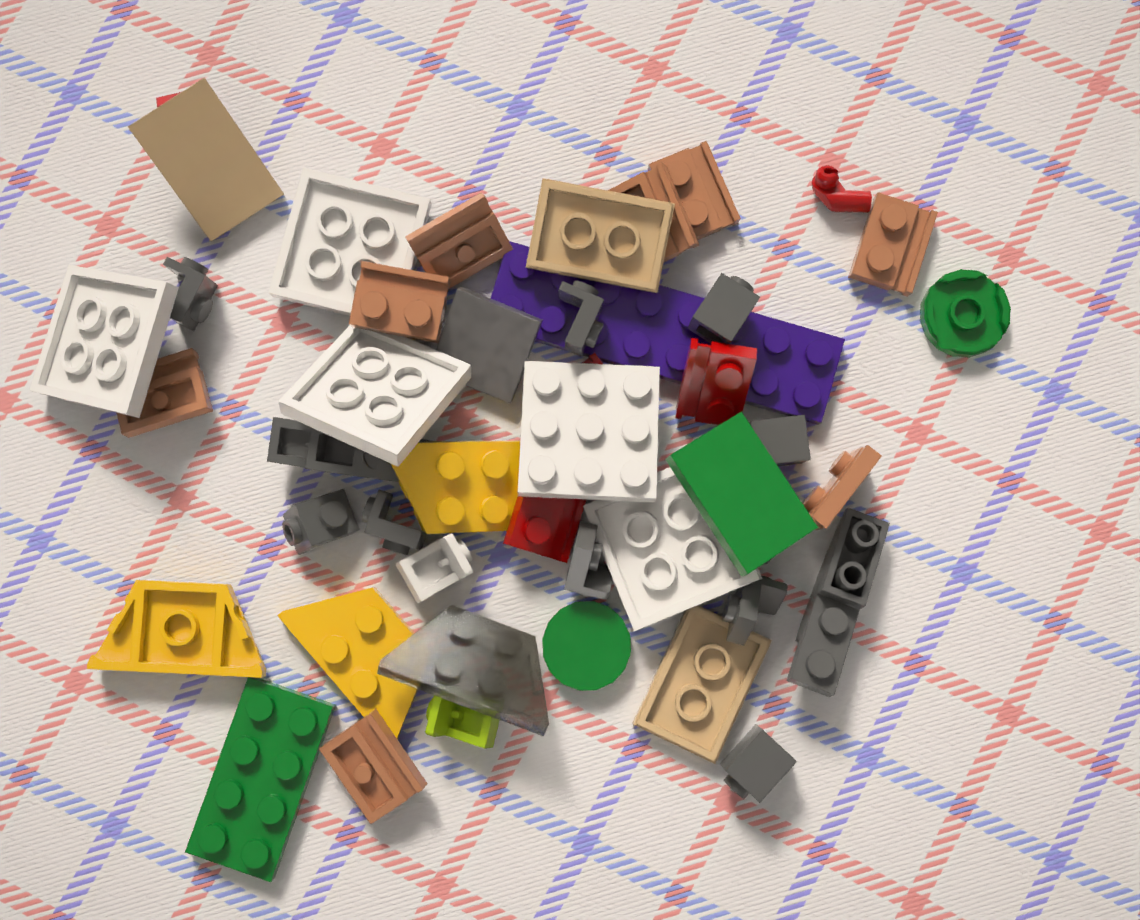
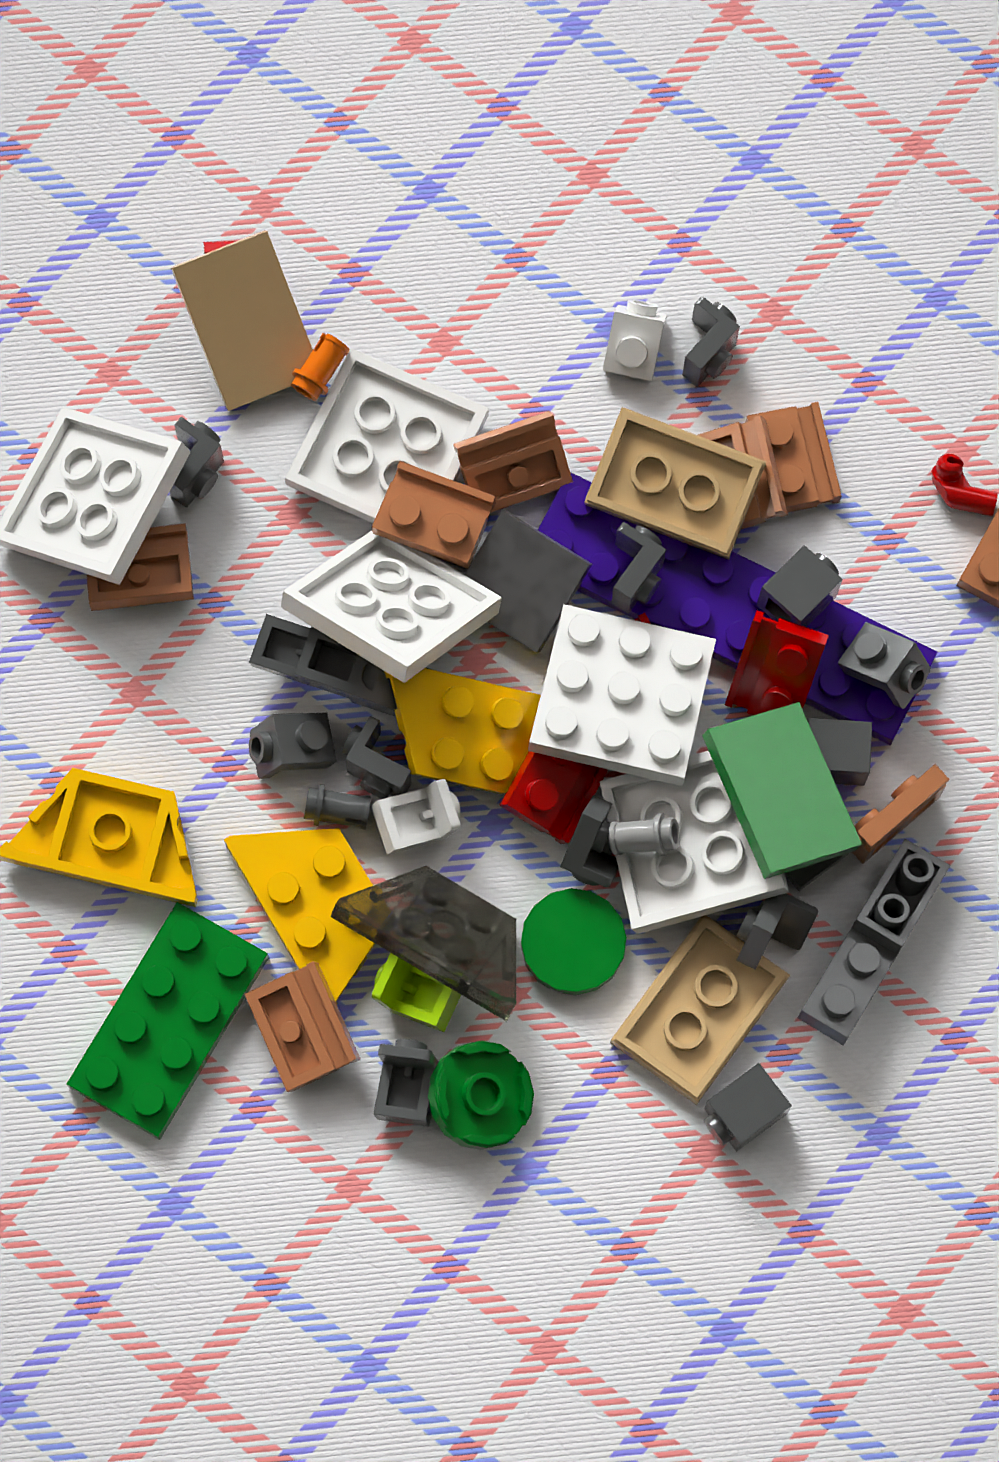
camera: 10 degrees right, 10 degrees down
(279, 189) = (319, 367): none -> orange pin
(367, 569) = (337, 807): none -> dark grey pin
(470, 799) = (405, 1083): none -> dark grey bracket
(533, 796) = (480, 1095): none -> green tile
(542, 115) = (634, 340): none -> white bracket
(610, 113) = (712, 352): none -> dark grey bracket
(631, 552) = (645, 836): none -> light grey pin
(807, 360) = (886, 663): none -> dark grey bracket

